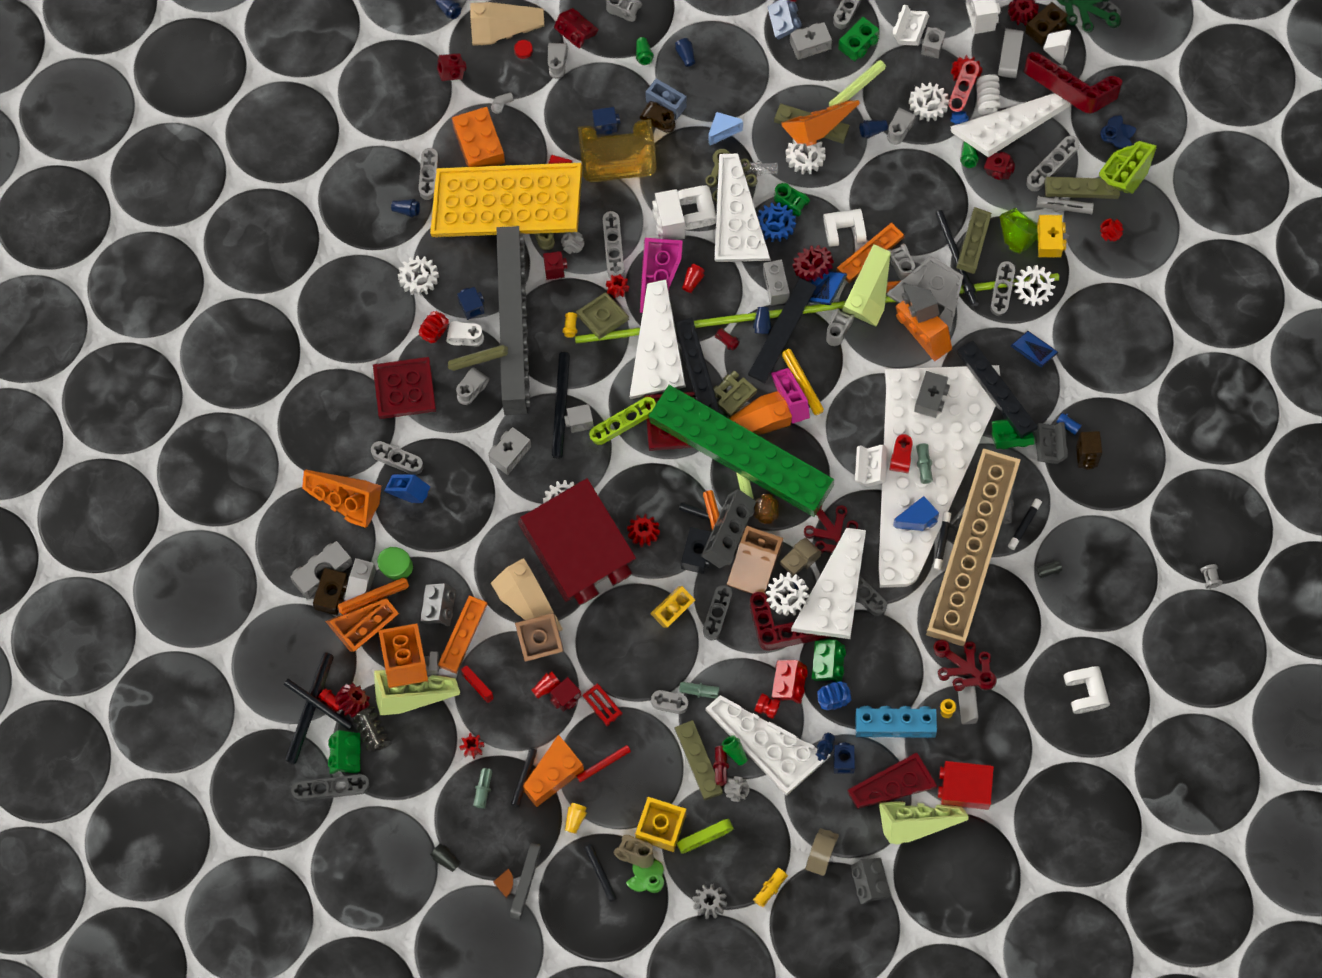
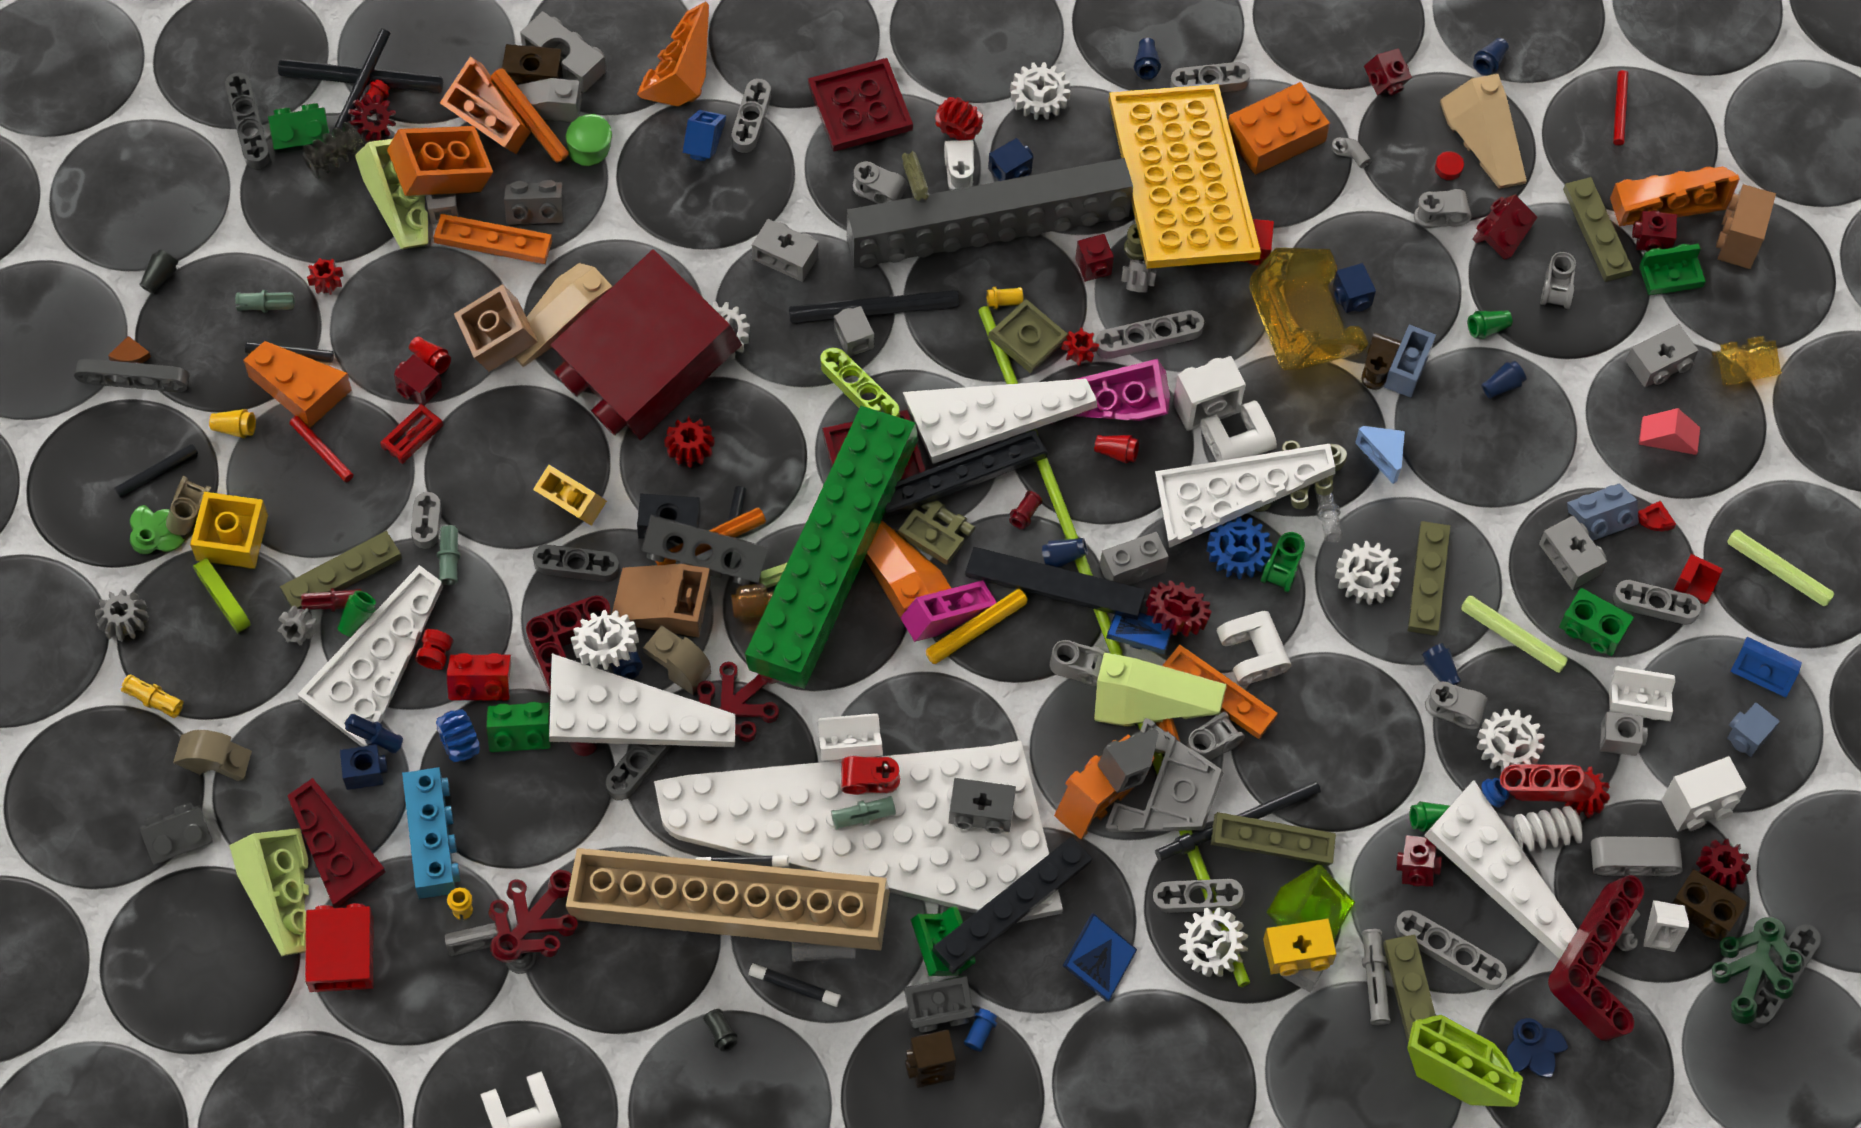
camera: 75 degrees right, 5 degrees down
(477, 684) = (418, 267): red tile -> none
(819, 123) = (1408, 564): orange wedge -> none
(917, 516) = (770, 813): blue slope -> none
(1111, 229) = (1345, 1054): red gear -> none

